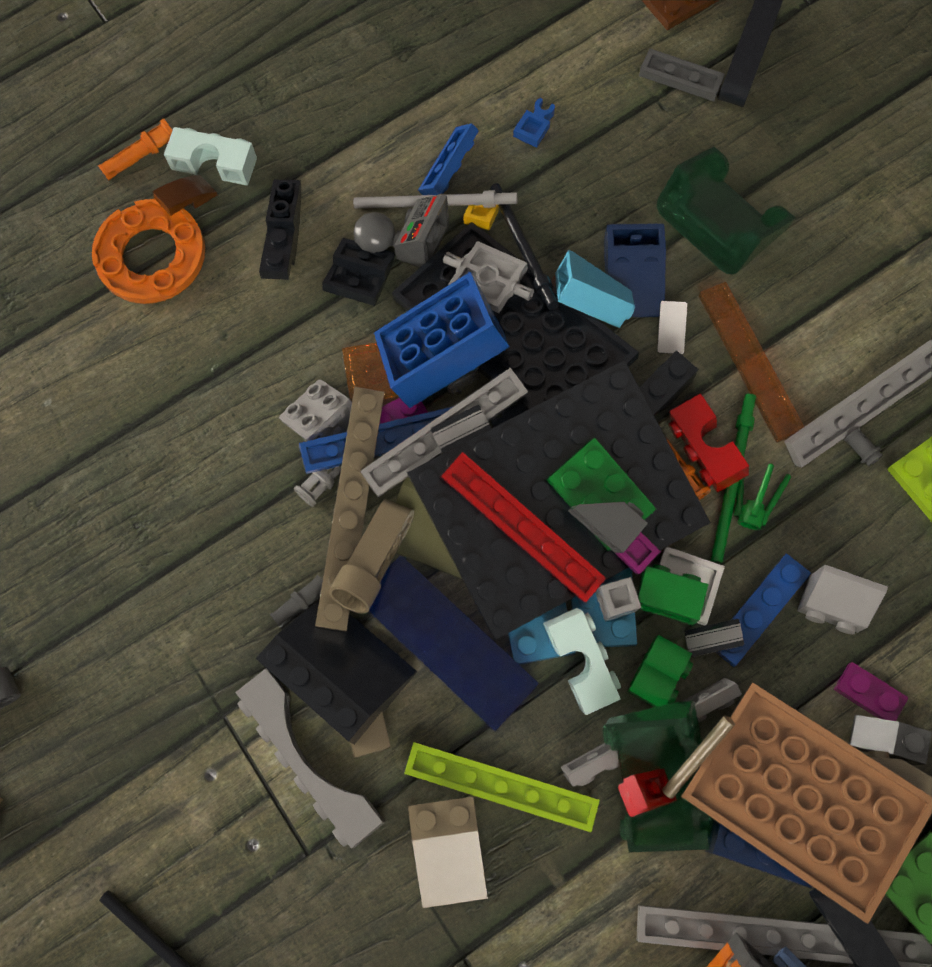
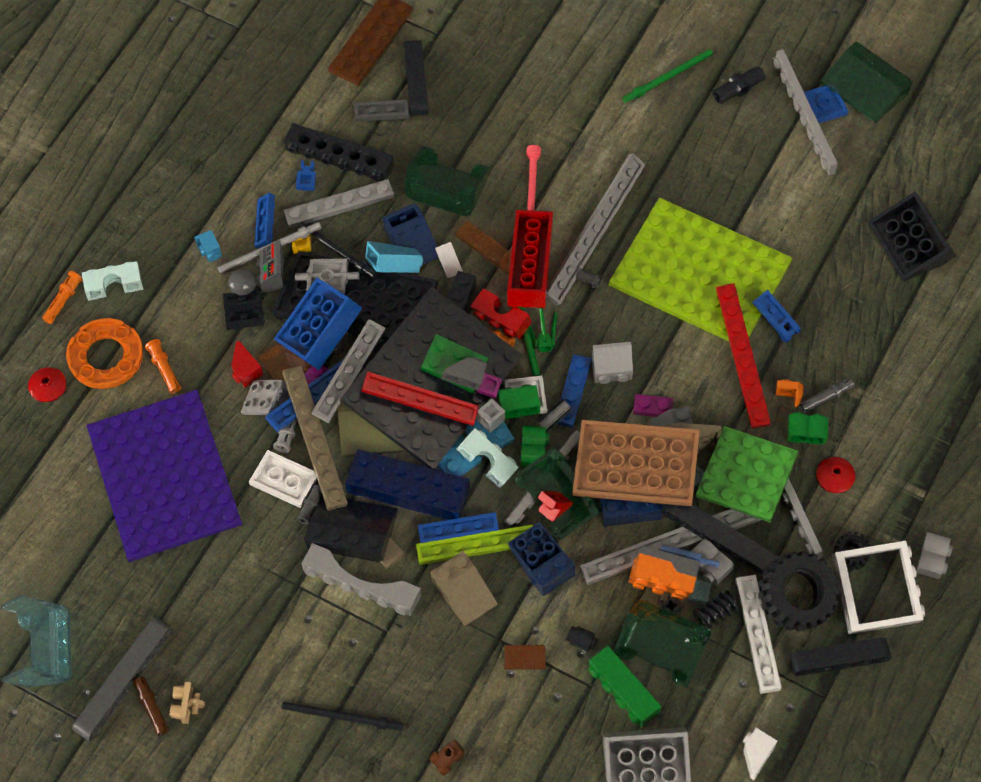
camera: 30 degrees left, 10 degrees down
(64, 267) = (47, 391): none -> red dish
(131, 461) = (163, 475): none -> dark purple plate
(183, 192) = (109, 310): reddish brown slope -> none
(213, 292) = (160, 358): none -> orange pin
(282, 230) = (183, 304): black slope -> none
(283, 544) = (283, 479): none -> white plate
(315, 353) = (244, 366): none -> red slope
(357, 162) = (208, 246): none -> dark azure brick
(360, 579) = (342, 468): dark tan beam -> none
(460, 428) = (357, 364): sticker -> none
(487, 747) = (458, 527): none -> blue plate
(561, 179) = (339, 203): none -> light grey plate
(586, 864) = (542, 559): none -> dark blue slope
(595, 109) = (333, 145): none -> black brick
(698, 756) = (571, 469): dark tan bar -> none
(791, 383) = (530, 259): none -> red brick
(865, 225) = (533, 154): none -> coral piece

